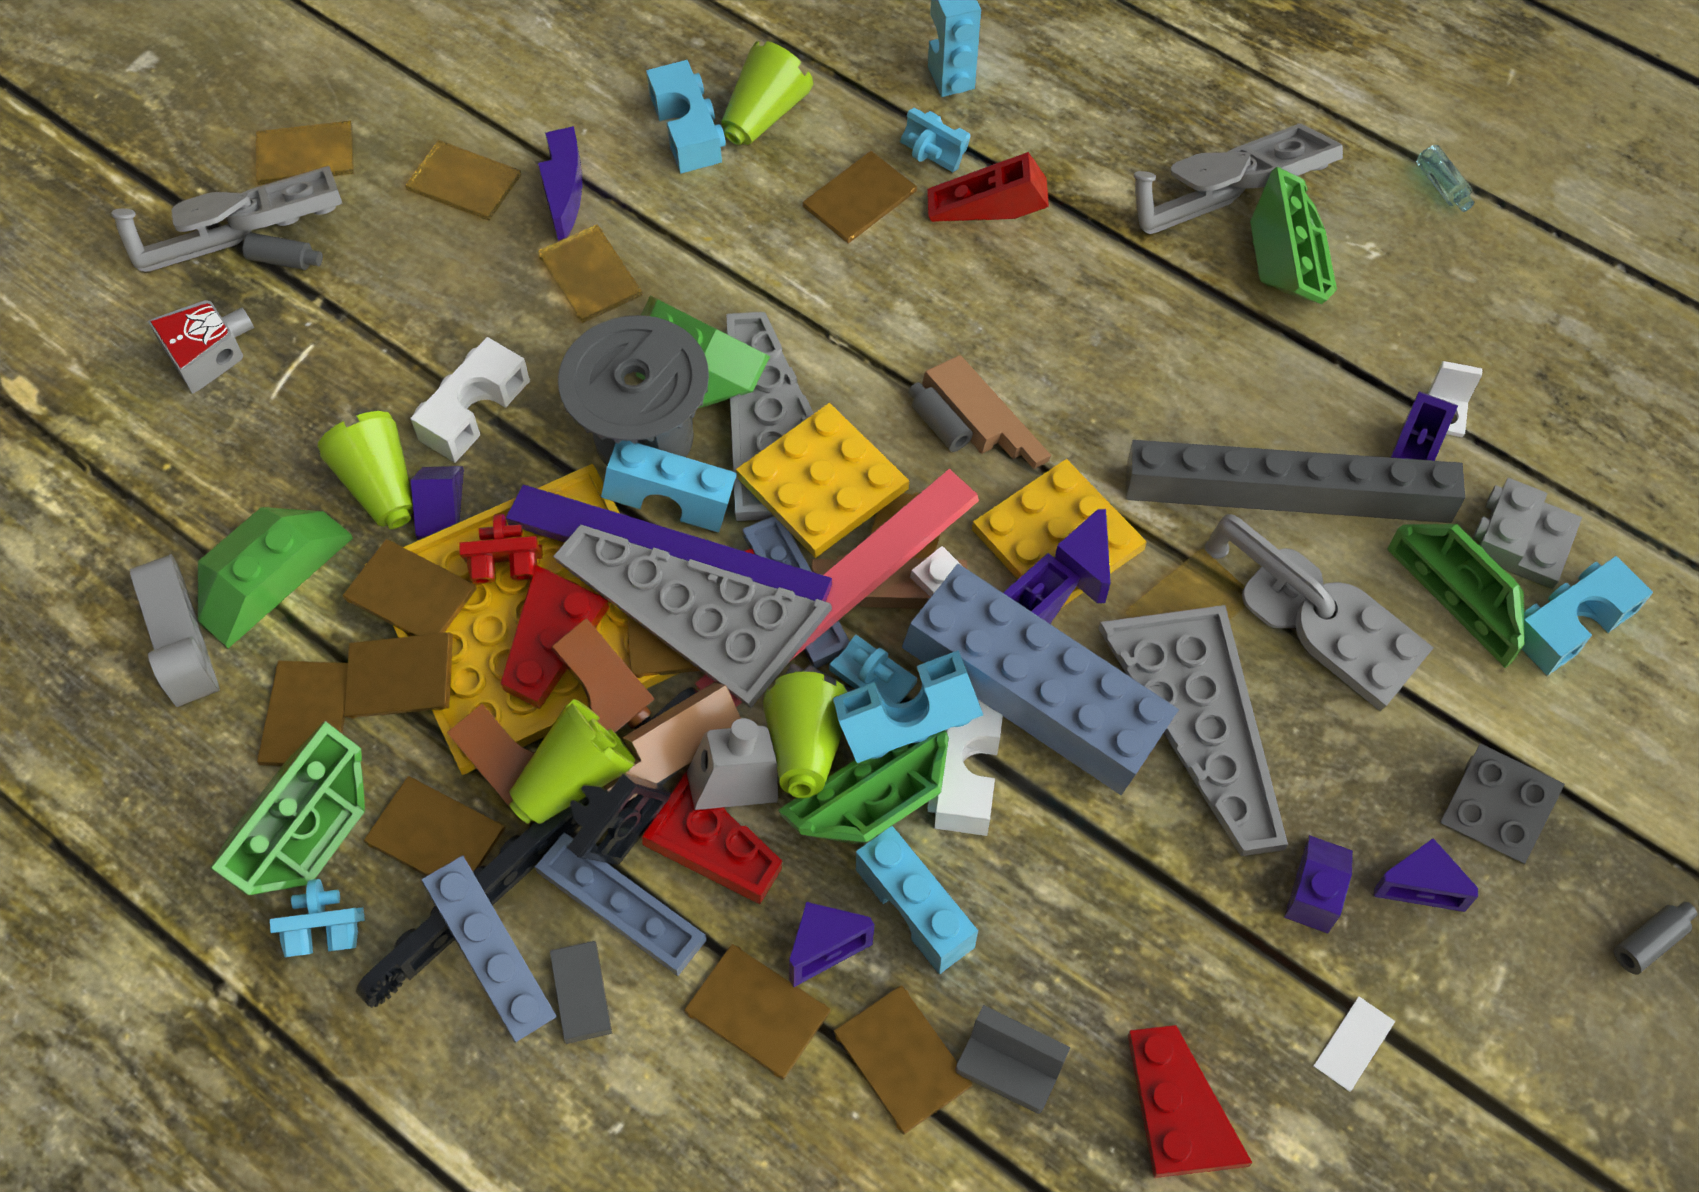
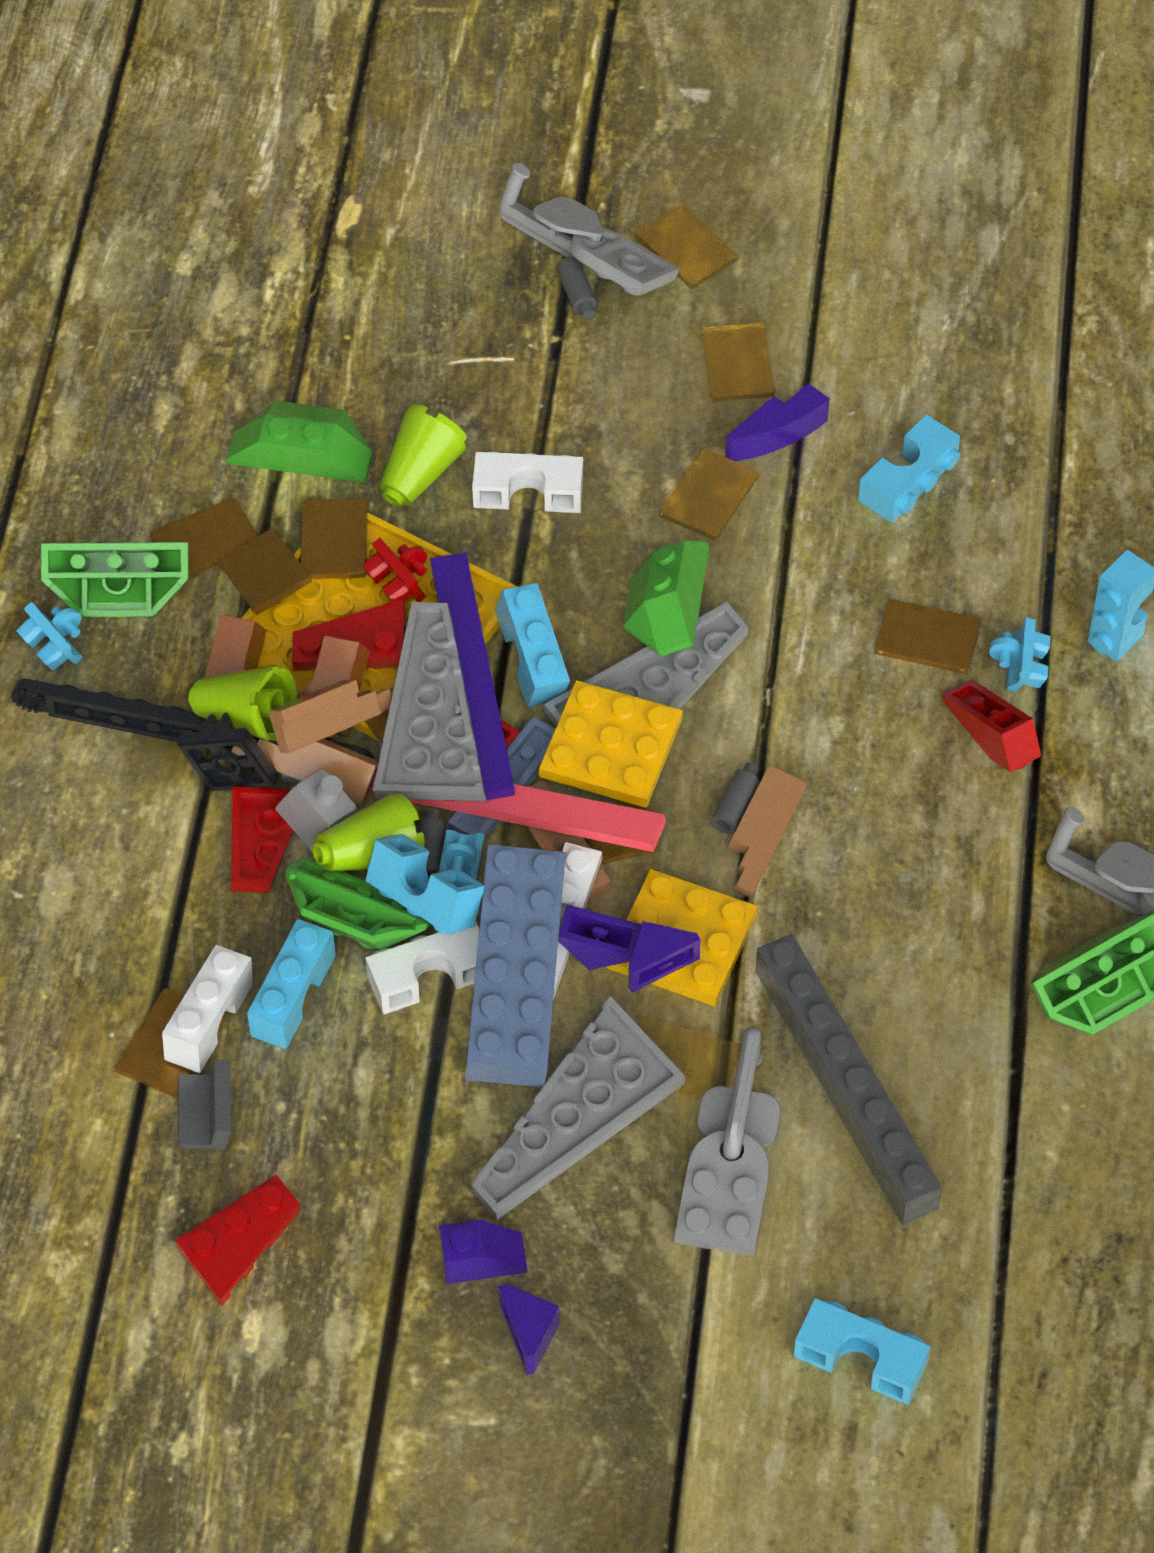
camera: 60 degrees right, 5 degrees down
(179, 652) = (194, 440): light grey beam -> none
(201, 341) = (458, 289): torso -> none
(432, 830) = (163, 664): pearl gold piece -> none
(436, 498) = (430, 510): dark purple slope -> none
(488, 948) = (89, 740): sand blue plate -> none
(580, 992) = (99, 818): dark grey tile -> none
(622, 906) = (174, 813): sand blue plate -> none
(645, 696) = (325, 714): none -> medium nougat piece
(646, 413) = (580, 567): dark grey piece -> none
(757, 1011) = (151, 934): pearl gold piece -> none
(764, 92) = (967, 508): lime cone -> none
(826, 939) = (222, 929): dark purple slope -> none
(916, 1011) = (195, 1023): none -> white arch
(1354, 1044) = (363, 1338): white sticker -> none
(1424, 428) = (965, 1157): dark purple slope -> none
(1456, 385) = (1035, 1163): white bracket -> none
(1465, 583) = (833, 1252): bright green wedge -> none
(1502, 803) = (635, 1357): dark grey hinge -> none
(1527, 533) = (924, 1281): light grey plate -> none
(1655, 937) = (585, 1517): dark grey cylinder -> none

